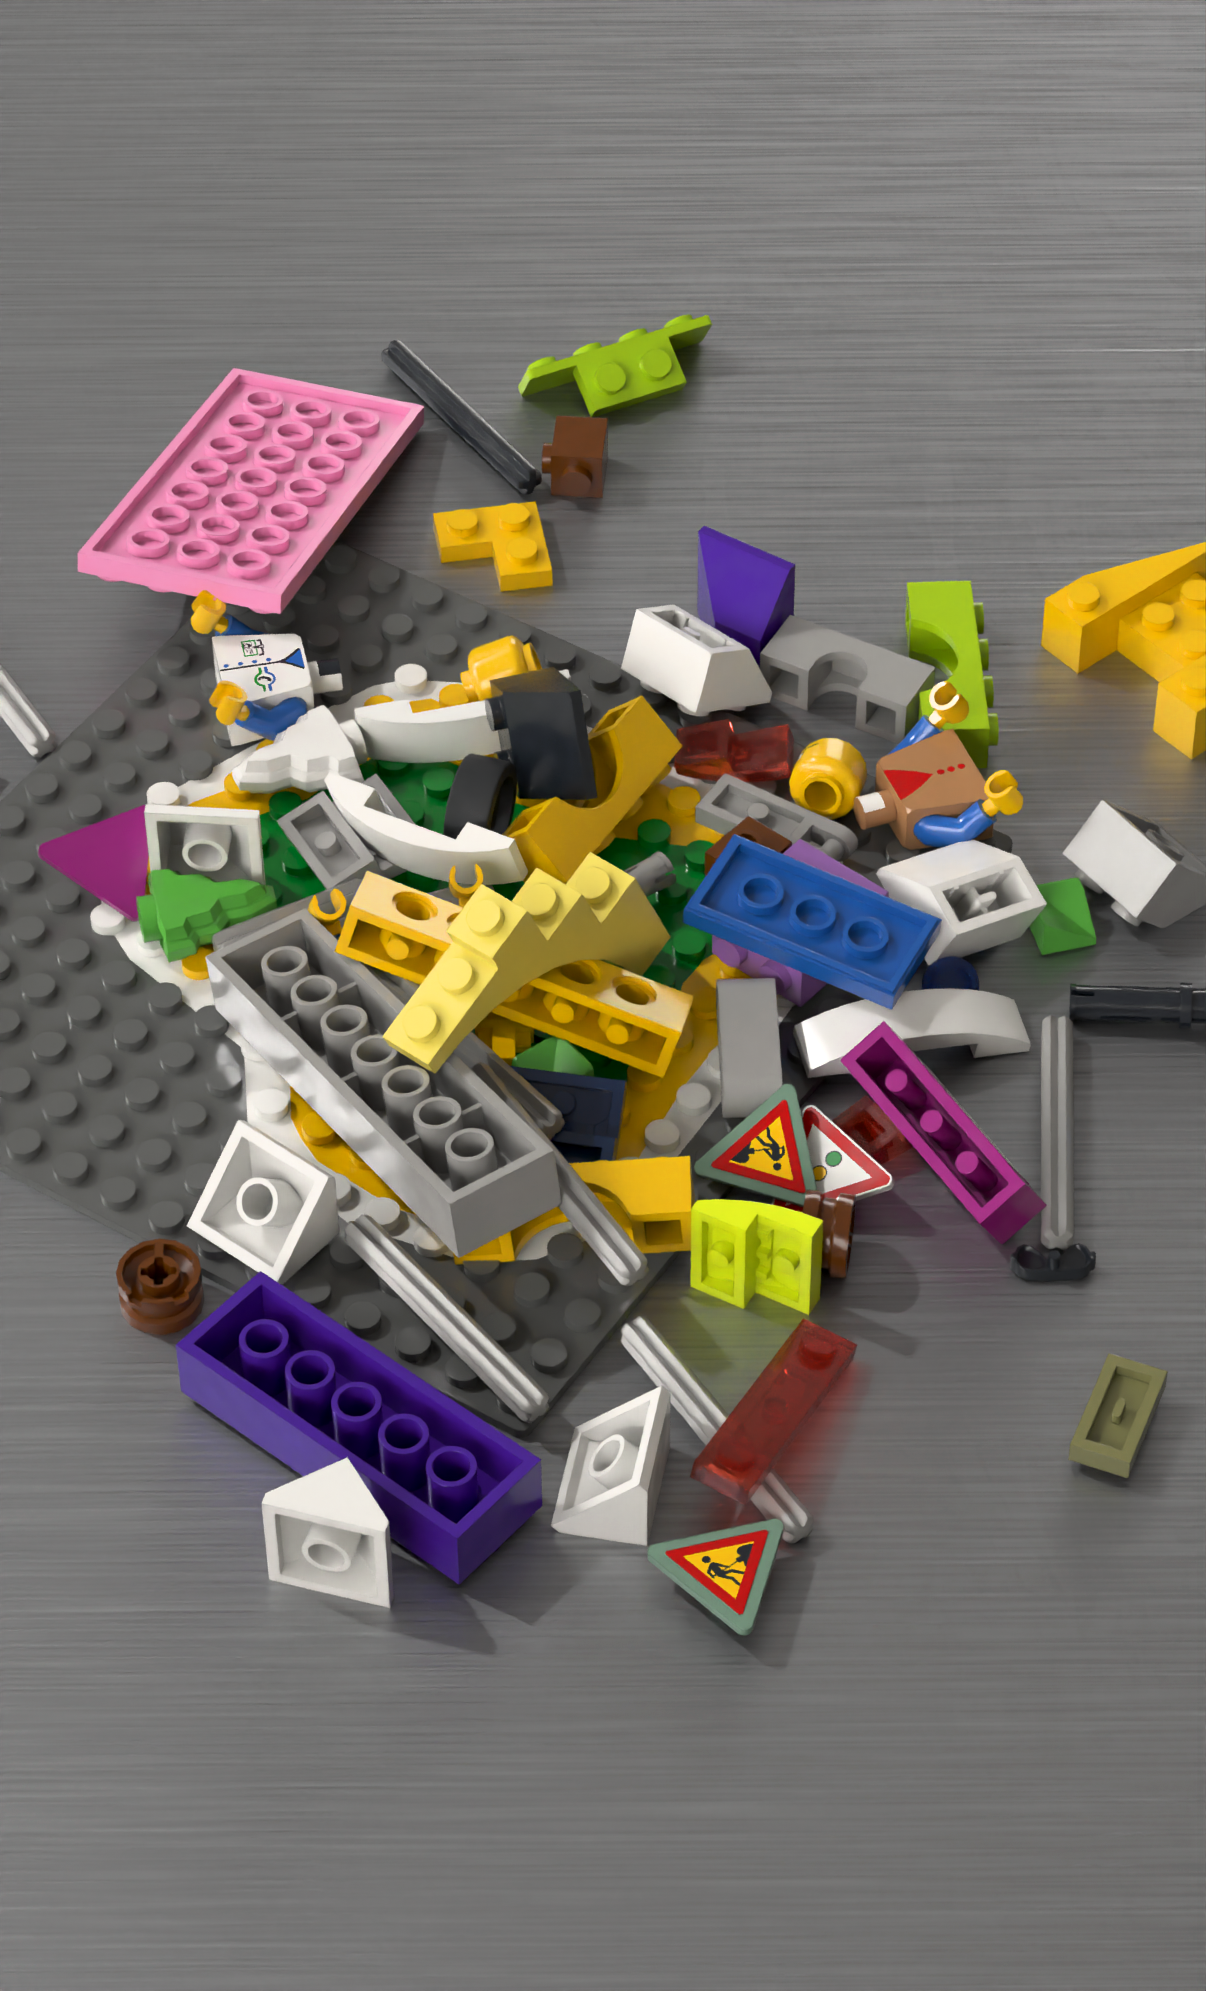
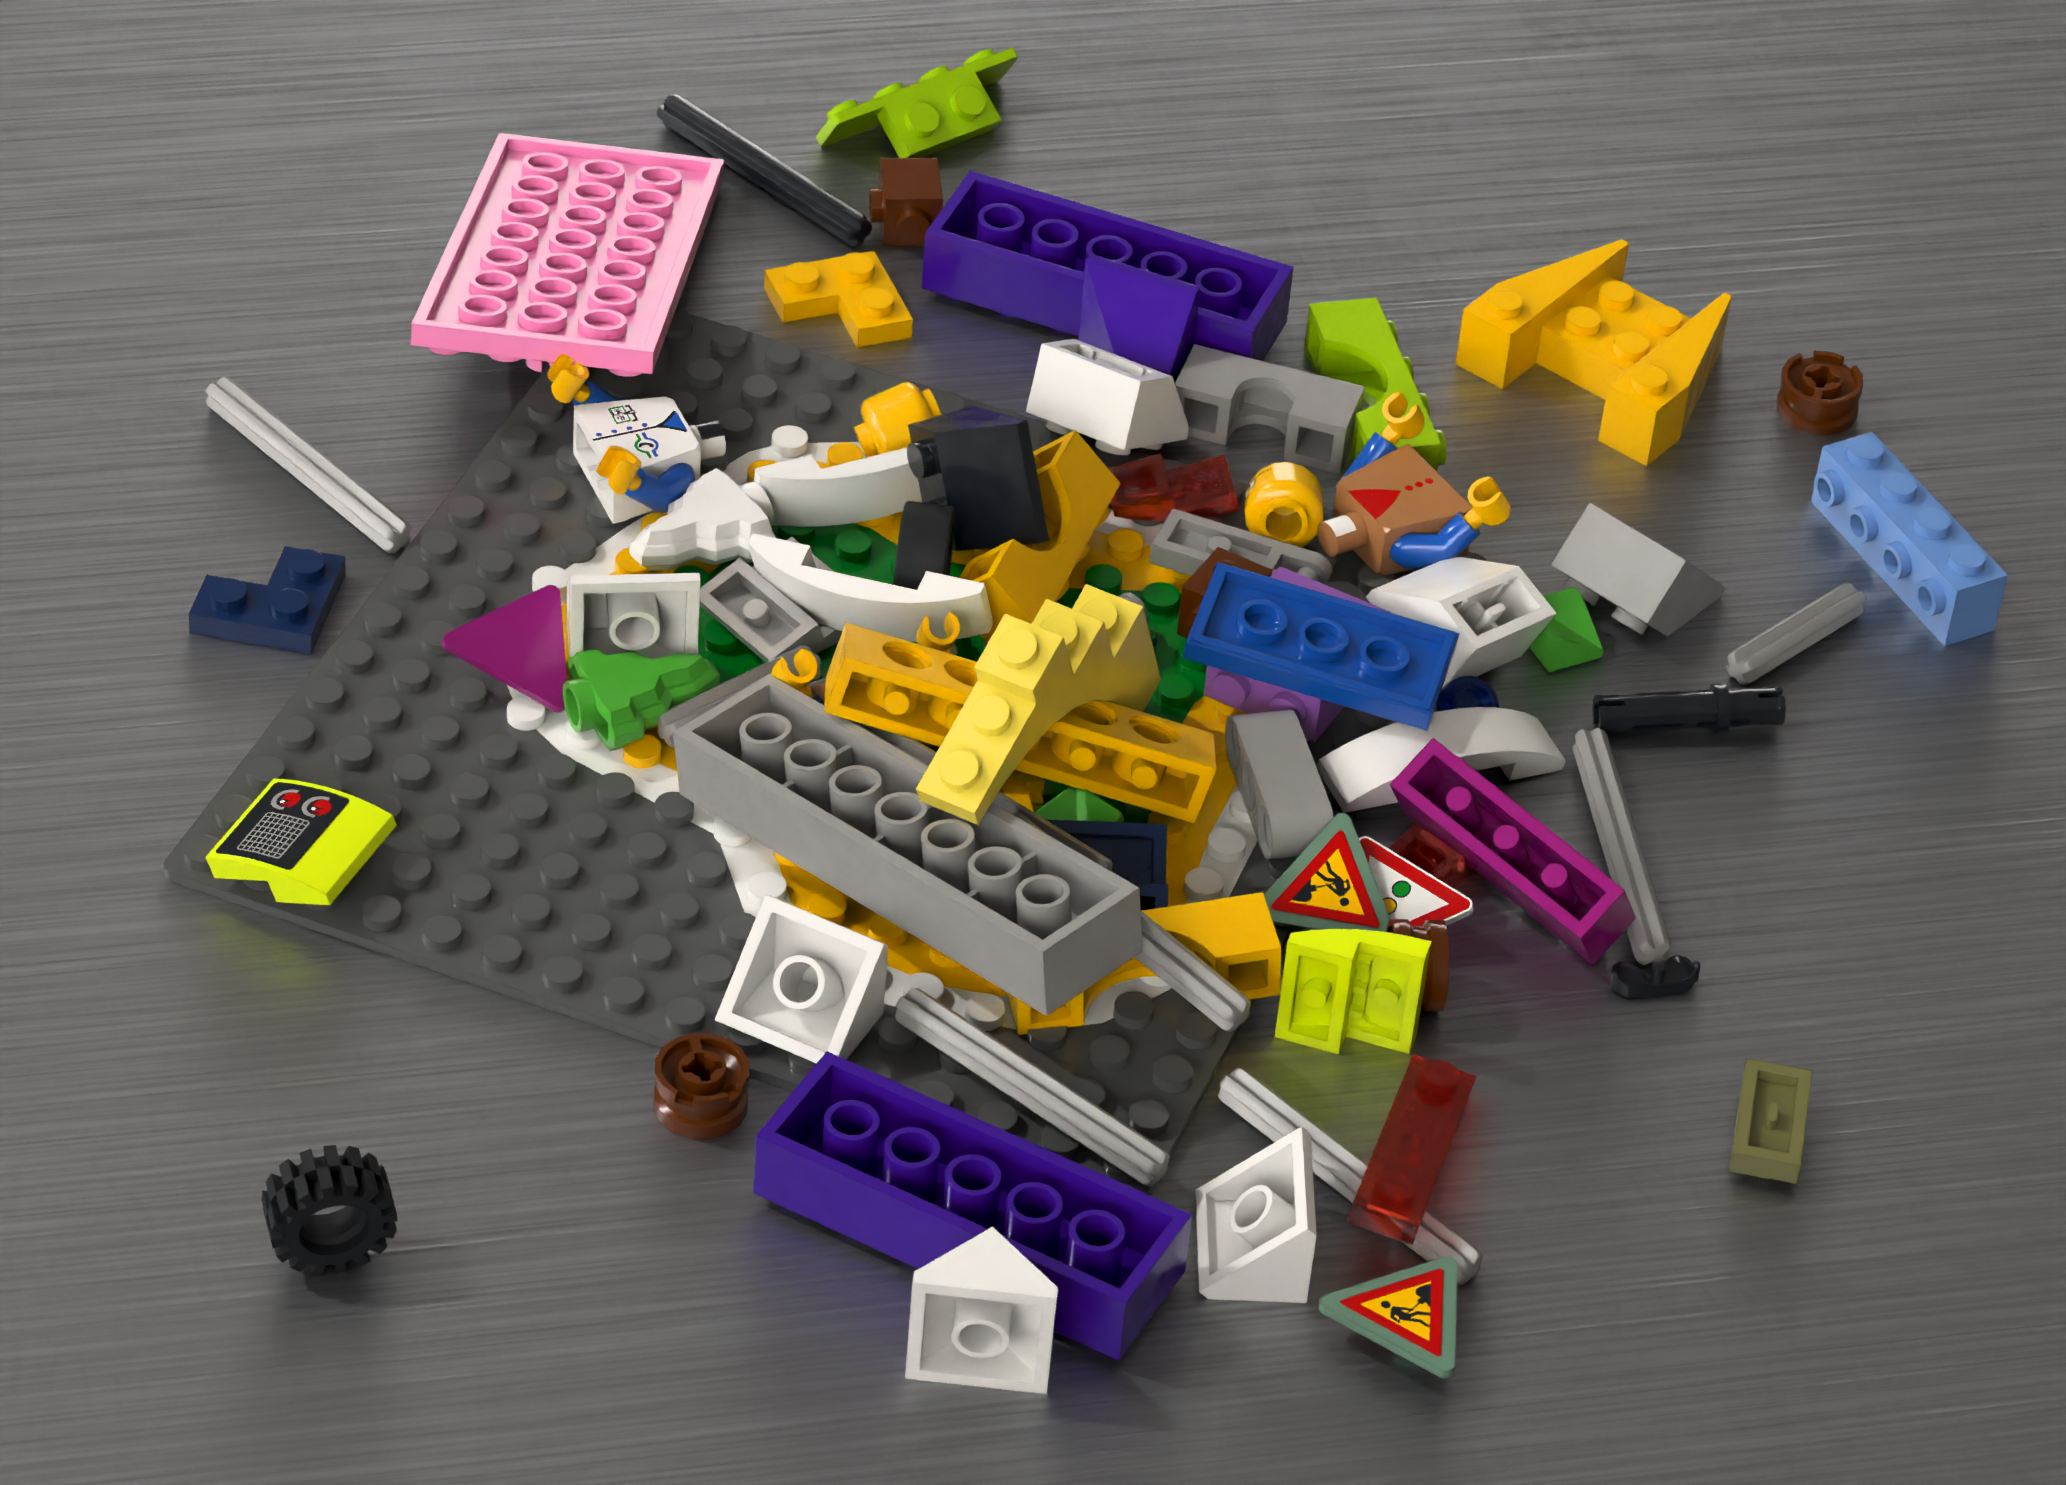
camera: 15 degrees left, 5 degrees down
(652, 503) = (1030, 252): none -> dark purple brick

